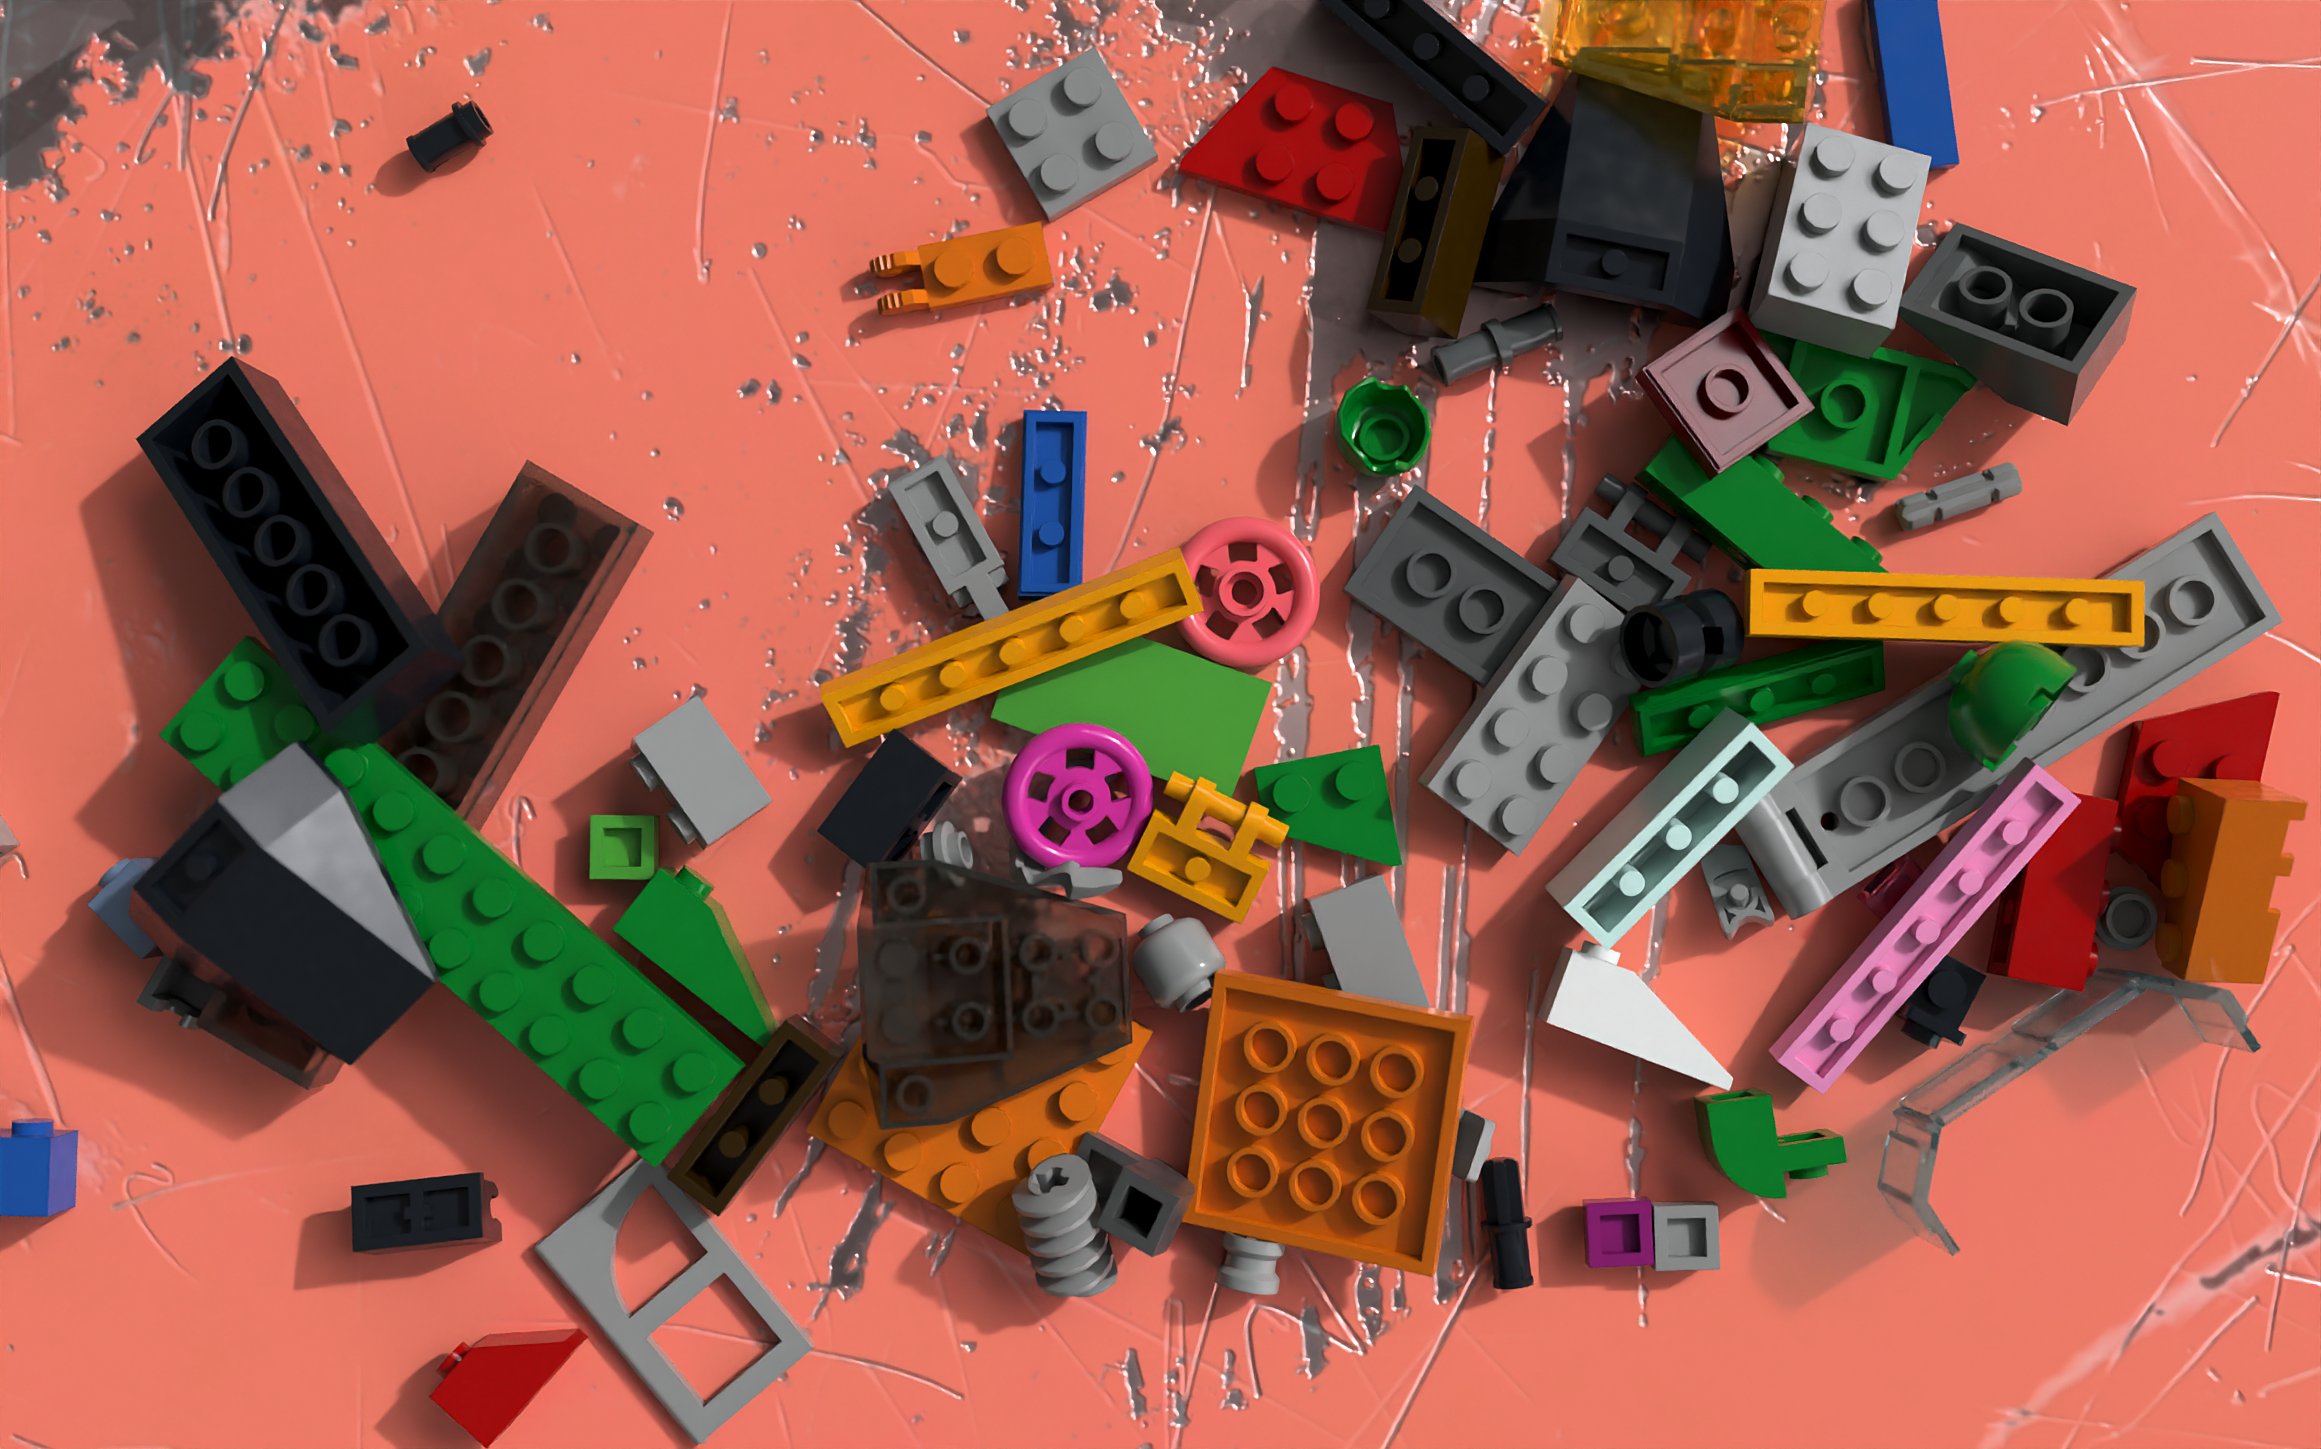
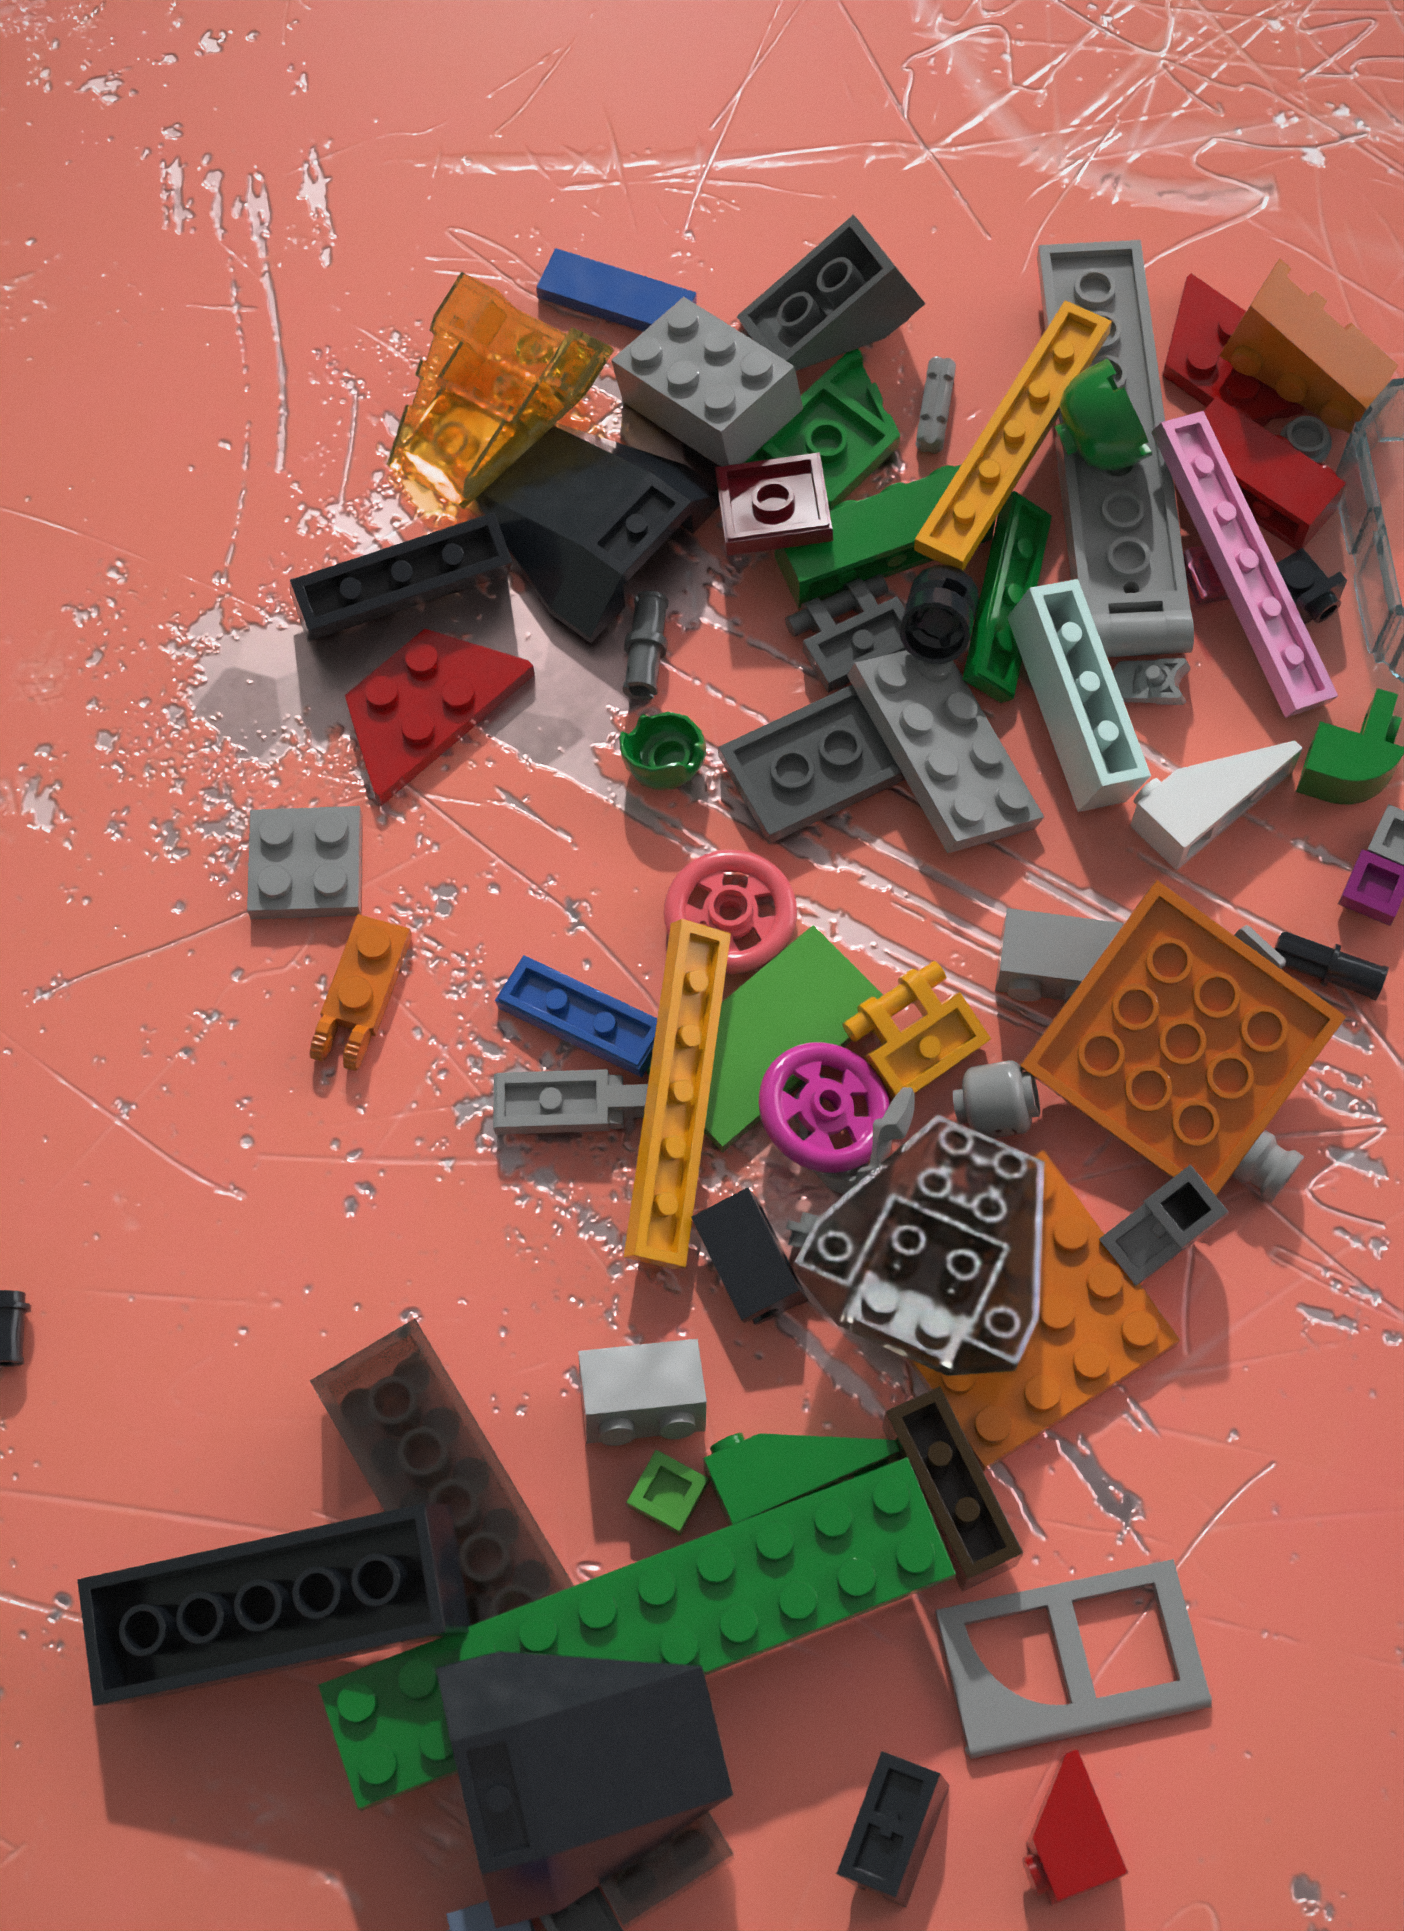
camera: 60 degrees left, 20 degrees down
(1059, 1223) = (1170, 1284): light grey piece -> none
(1334, 802) = (930, 925): green wing -> none
(1436, 232) = (539, 639): dark brown brick -> none

